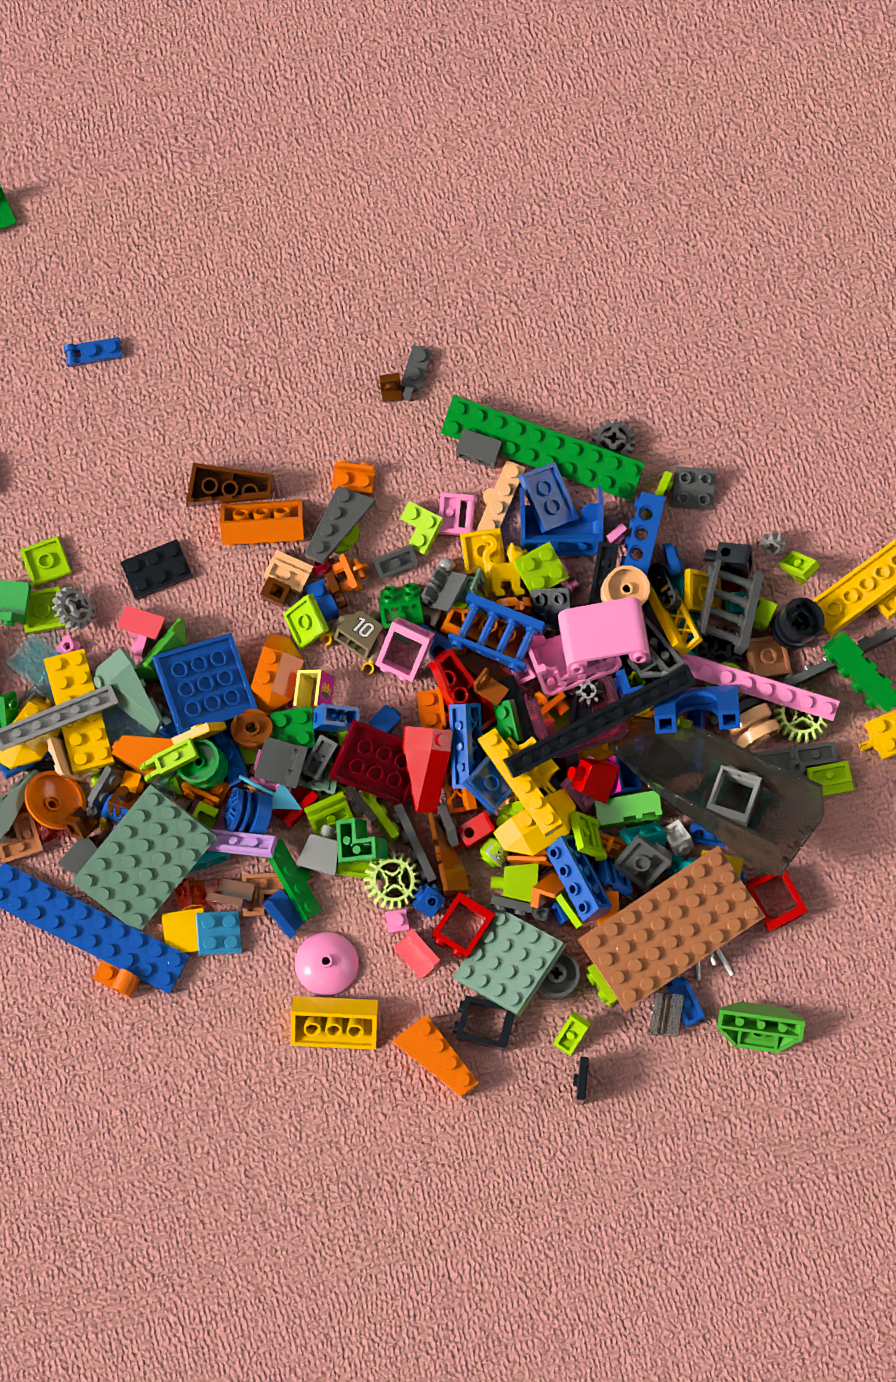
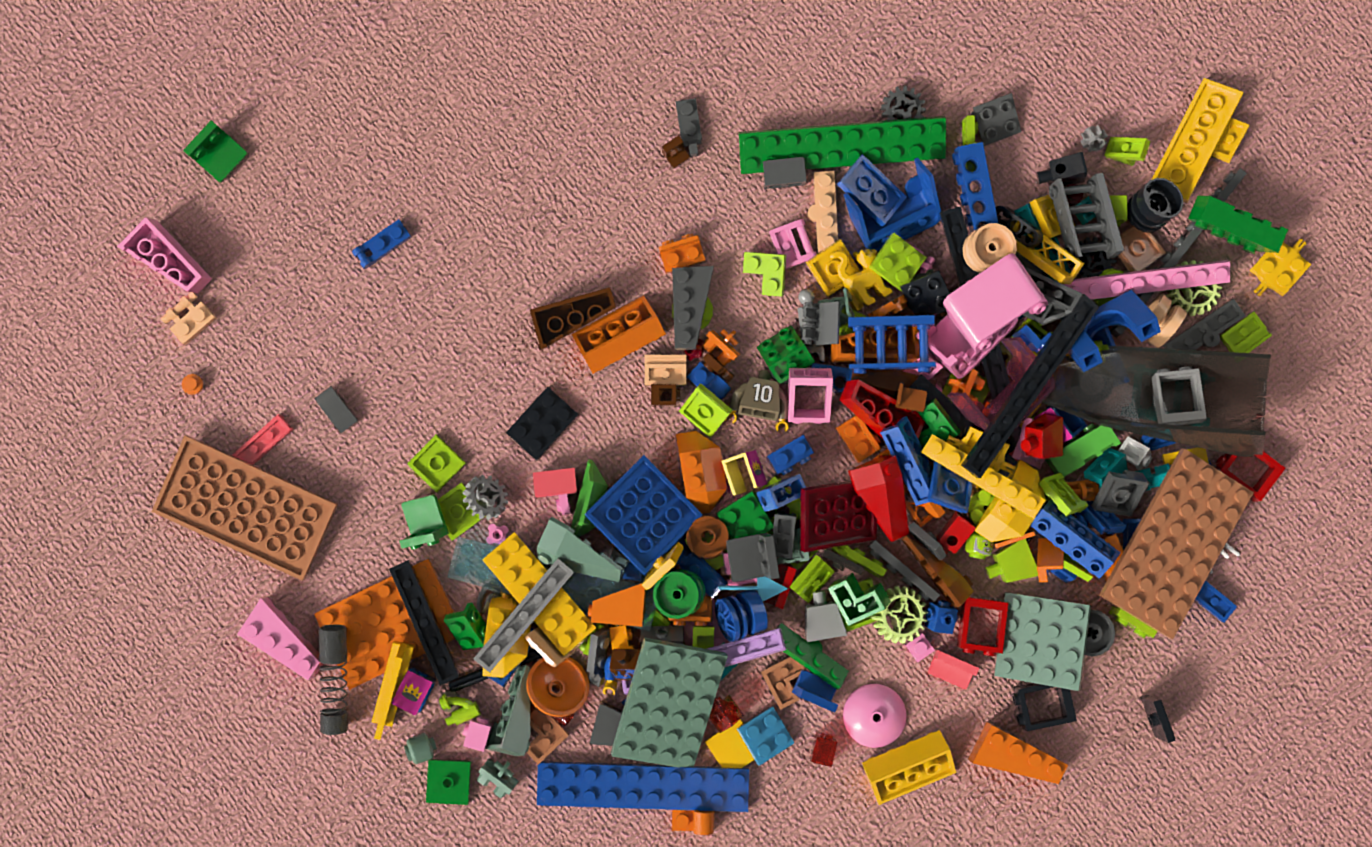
camera: 25 degrees left, 10 degrees up
(78, 823) = (592, 698): reddish brown panel -> none
(170, 759) = (651, 605): lime hinge -> none
(233, 893) = (762, 695): reddish brown panel -> none
(264, 969) = (823, 749): none -> clear red brick
(363, 695) = (790, 454): none -> blue brick
(386, 719) = (822, 469): blue brick -> none
(395, 561) = (758, 314): dark grey plate -> none
(520, 908) = (1026, 585): dark grey hinge -> none
(572, 1033) = (1126, 677): lime slope -> none
(593, 696) = (997, 365): light grey gear -> none
(617, 536) = (949, 197): bright pink plate -> none
(666, 1014) = (1203, 620): clear smoke panel -> none
(671, 557) = (1010, 197): blue plate -> none
(760, 1026) = (1292, 590): bright green wedge -> none

